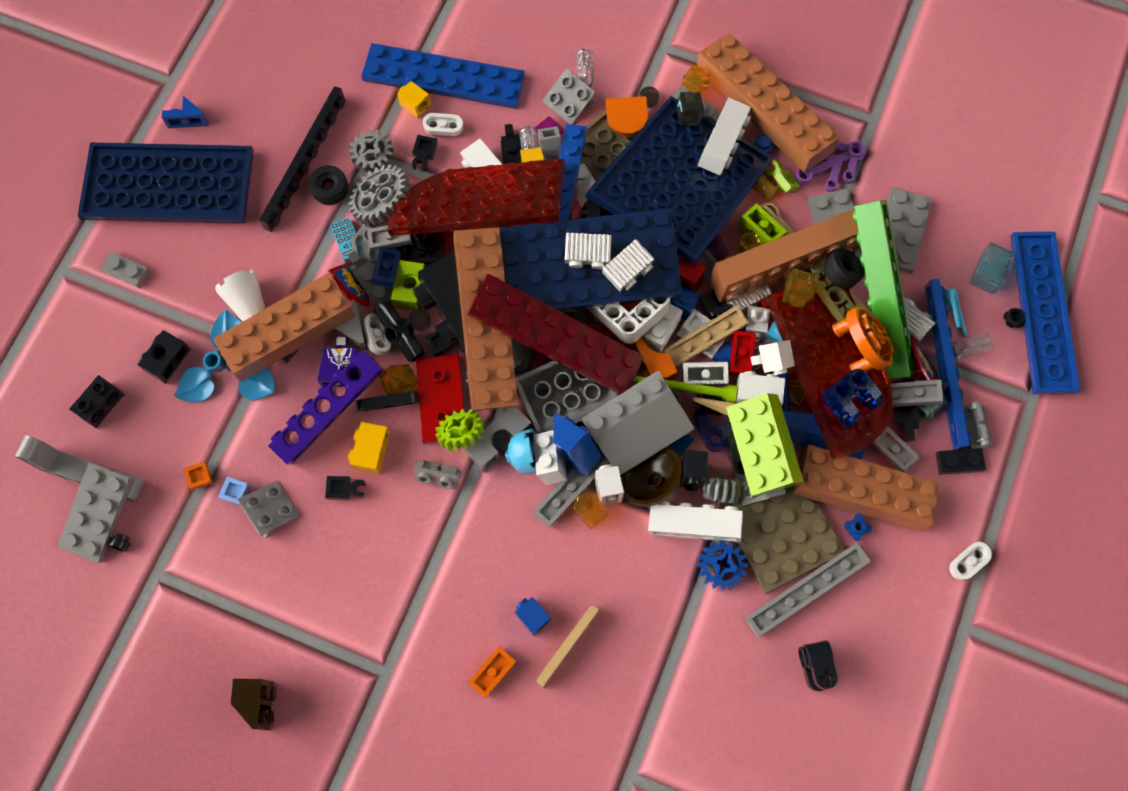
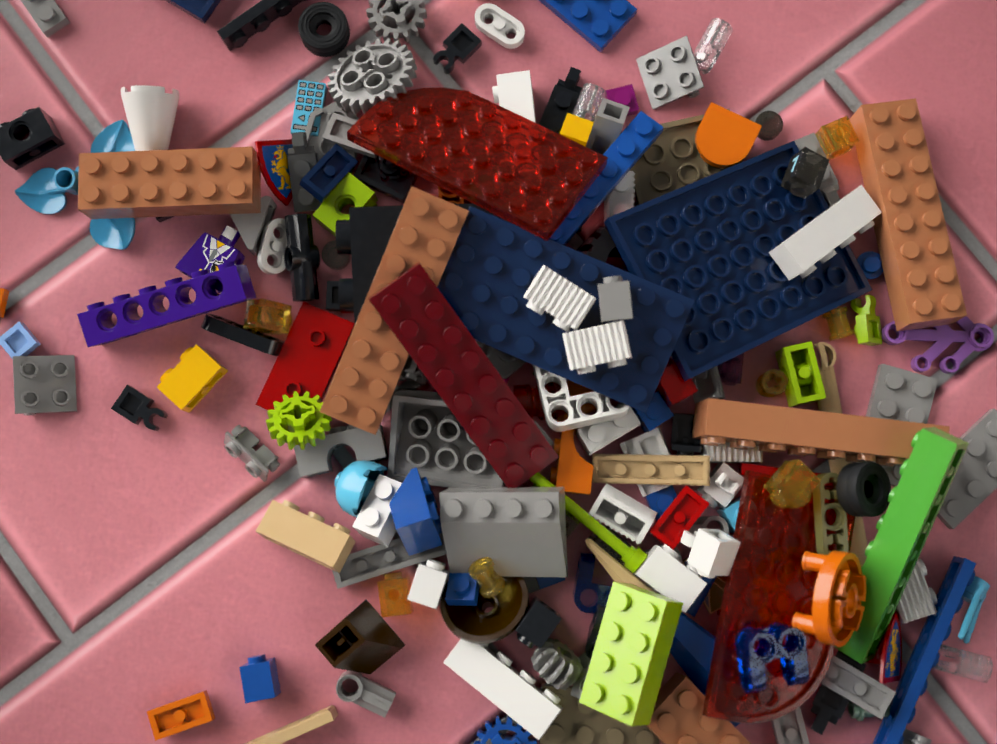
camera: 30 degrees right, 10 degrees up
(508, 502) = (306, 535): none -> tan brick
(586, 548) = (360, 641): none -> dark brown slope
(610, 582) = (369, 693): none -> light grey piece
(622, 231) = (615, 299): none -> light grey brick
(632, 477) = (462, 590): none -> blue plate
(643, 457) = (486, 577): none -> clear yellow bush

